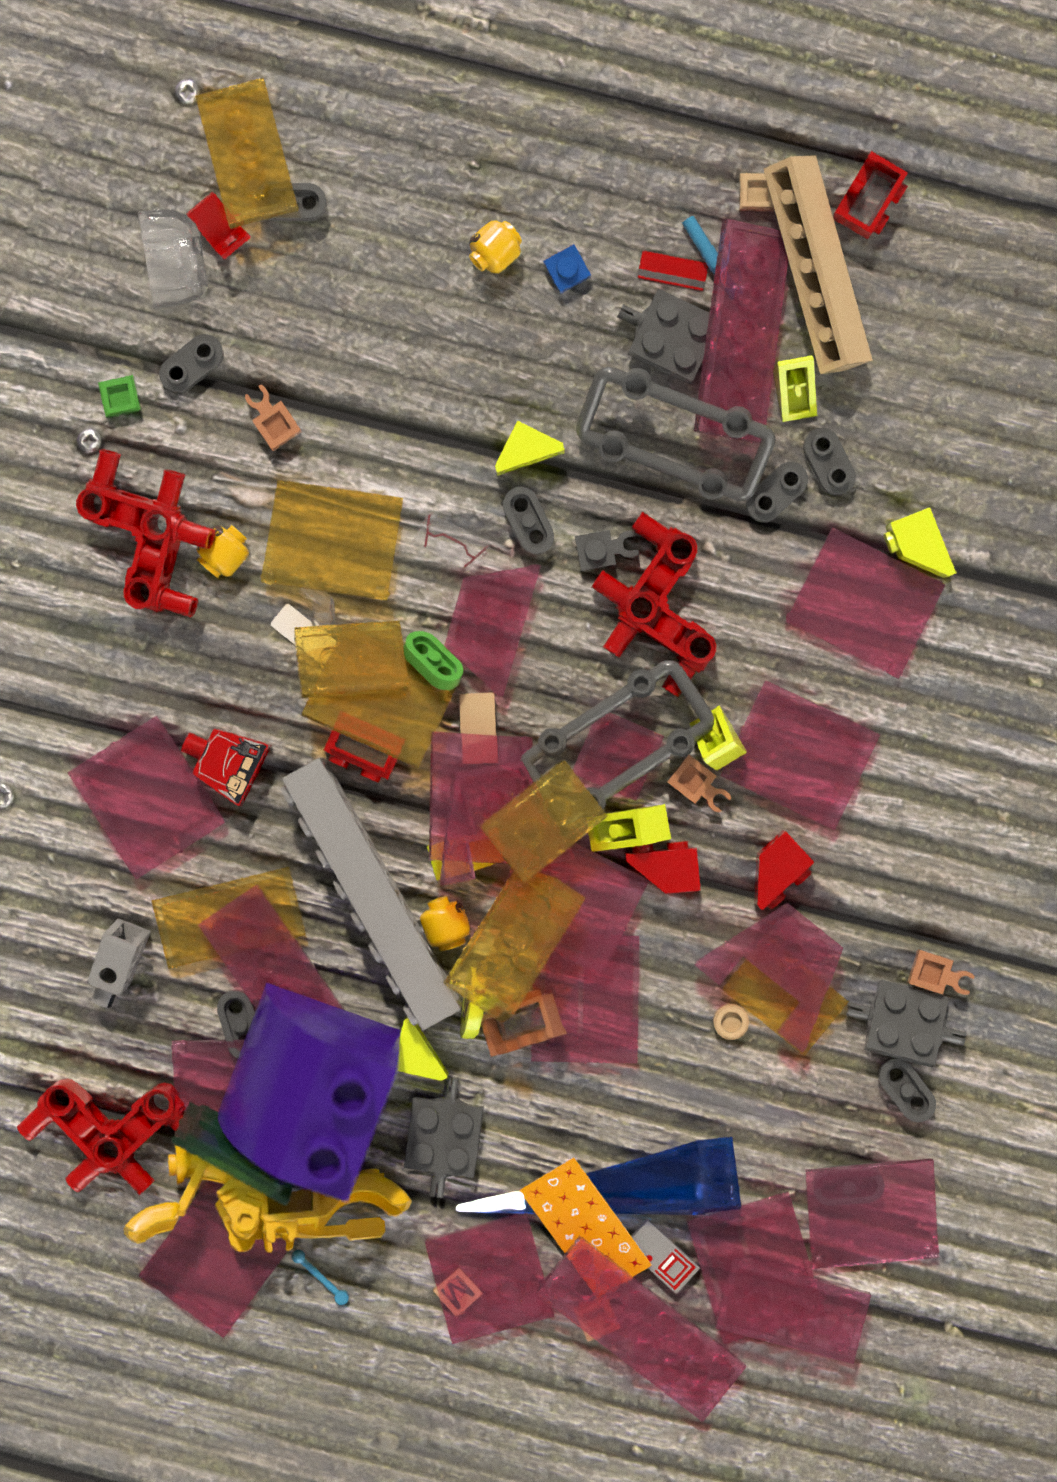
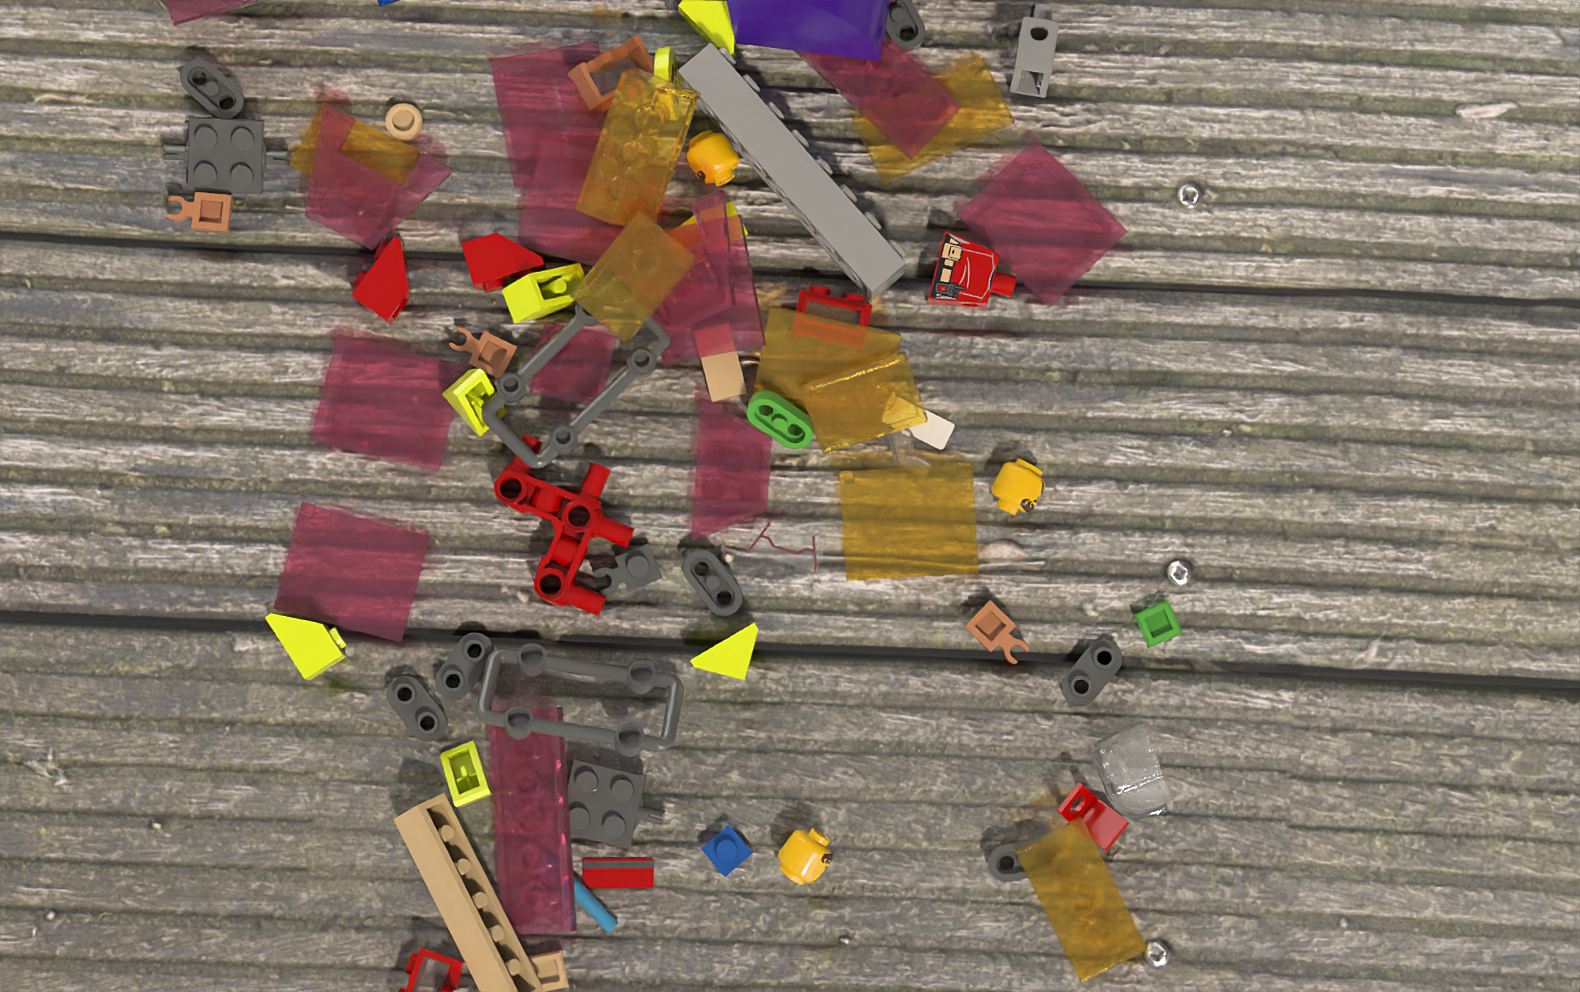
camera: 170 degrees right, 5 degrees down
(155, 549) = (1086, 474): red pin -> none

